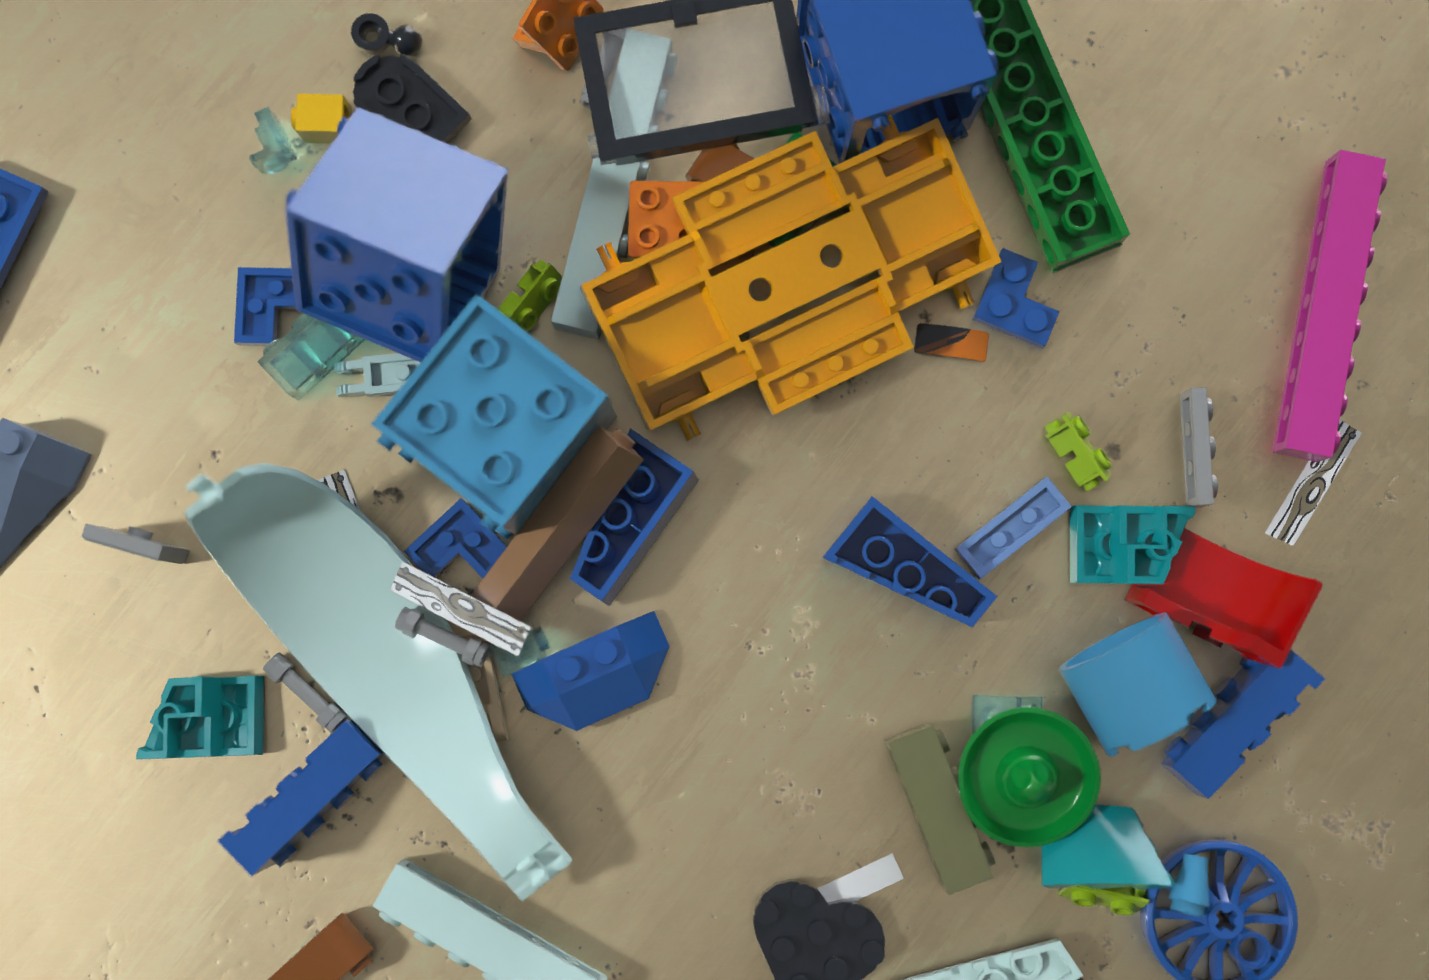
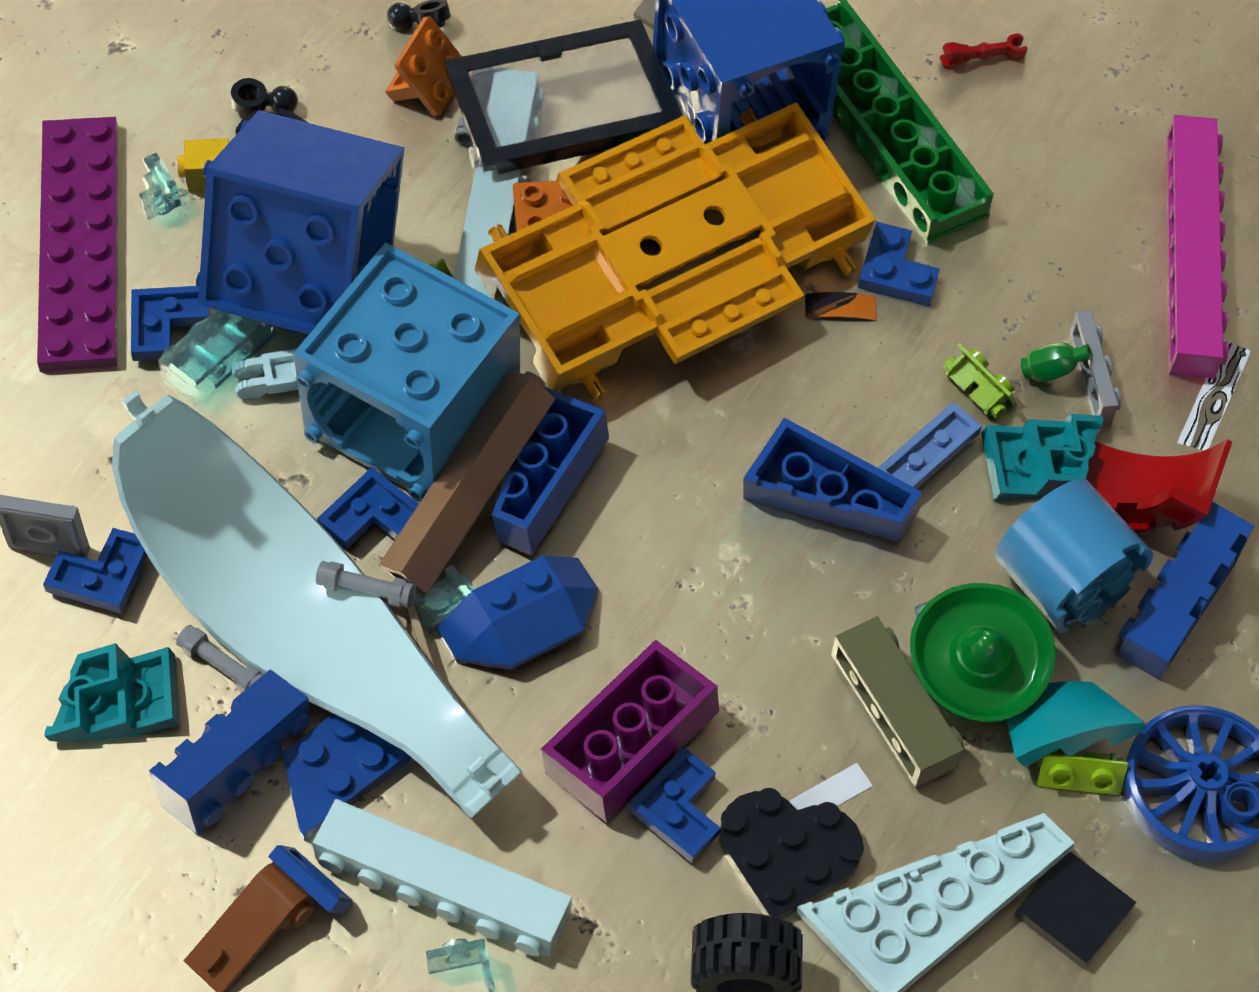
camera: 10 degrees left, 25 degrees down
(191, 197) = (78, 245): none -> magenta plate
(192, 598) = (100, 582): none -> blue plate
(371, 932) = (311, 879): none -> blue tile
(394, 821) = (336, 763): none -> blue wing
(460, 608) = (383, 550): sticker -> none
(680, 814) = (630, 730): none -> magenta brick
(707, 884) = (668, 808): none -> blue plate
(1120, 38) = (959, 53): none -> red piece
(1157, 439) = (1053, 361): none -> green plant
(1191, 887) = (1167, 743): dark azure cone -> none

